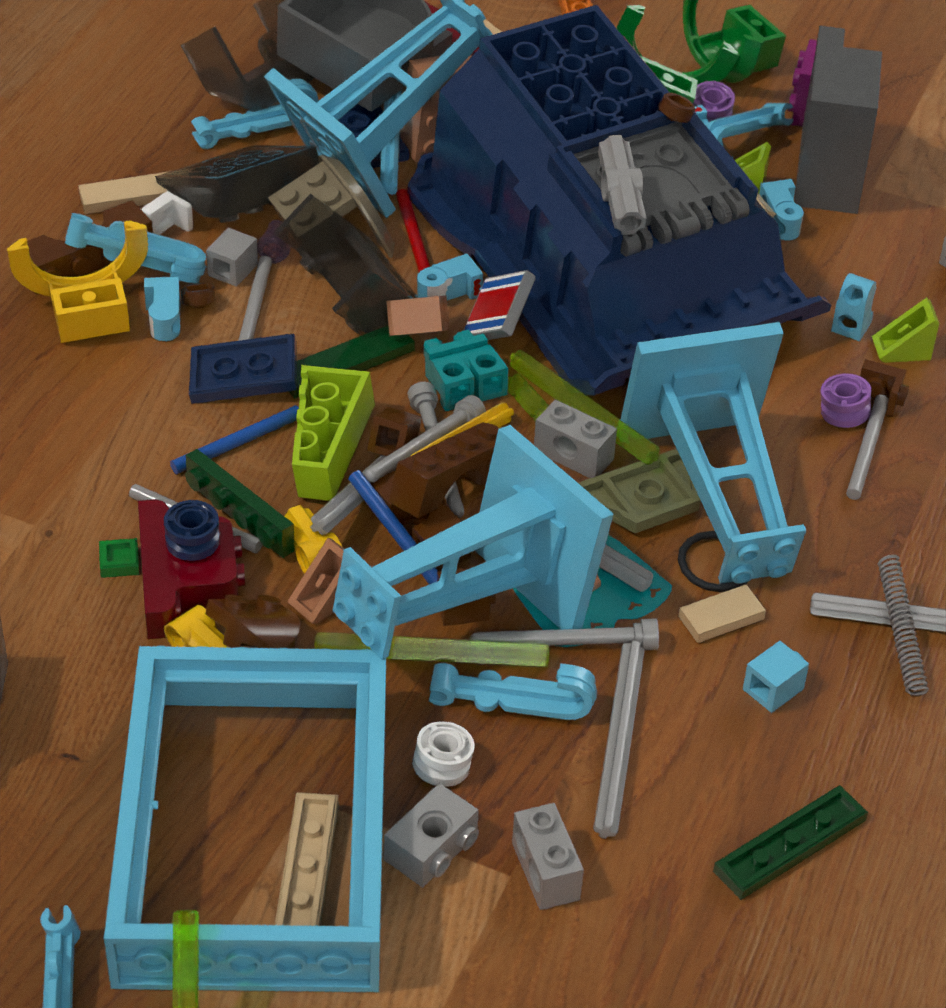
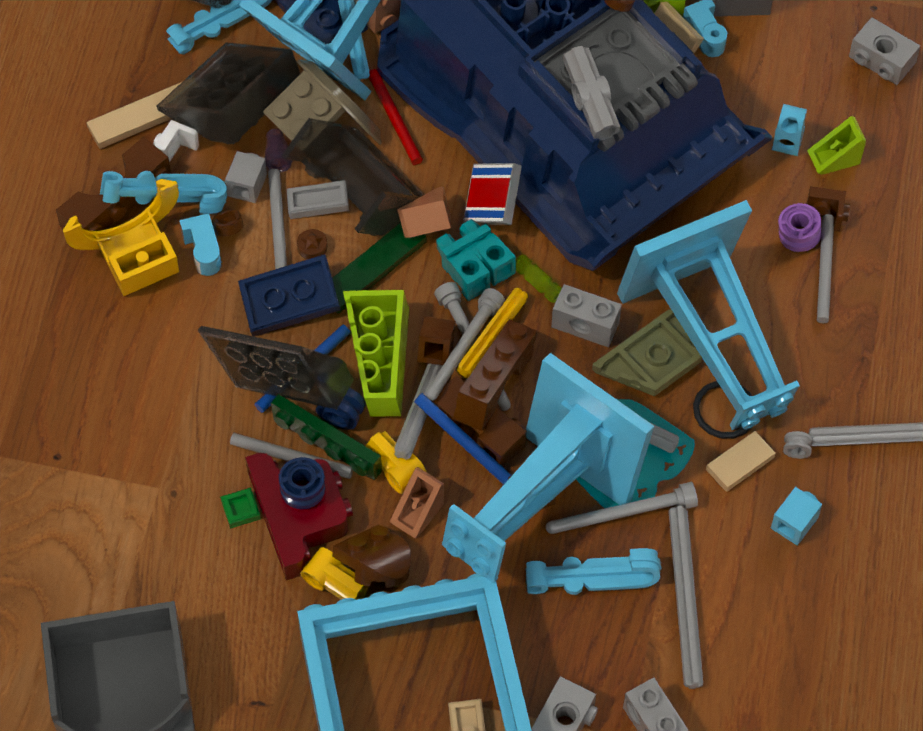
camera: 10 degrees left, 15 degrees up
(202, 409) = (279, 368): none -> clear smoke slope
(266, 474) = (346, 414): none -> dark blue wheel
(285, 324) = (311, 244): none -> reddish brown tile
(304, 290) = (317, 199): none -> light grey tile
(443, 753) = (550, 656): white wheel -> none
(447, 649) = (533, 543): clear neon green axle -> none
(451, 278) = (440, 164): medium azure leg -> none
(568, 394) = (584, 278): clear neon green axle -> none
(790, 842) = (836, 663): dark green tile -> none
(798, 598) = (797, 444): none -> light grey bush
(896, 632) = (875, 430): light grey piece -> none

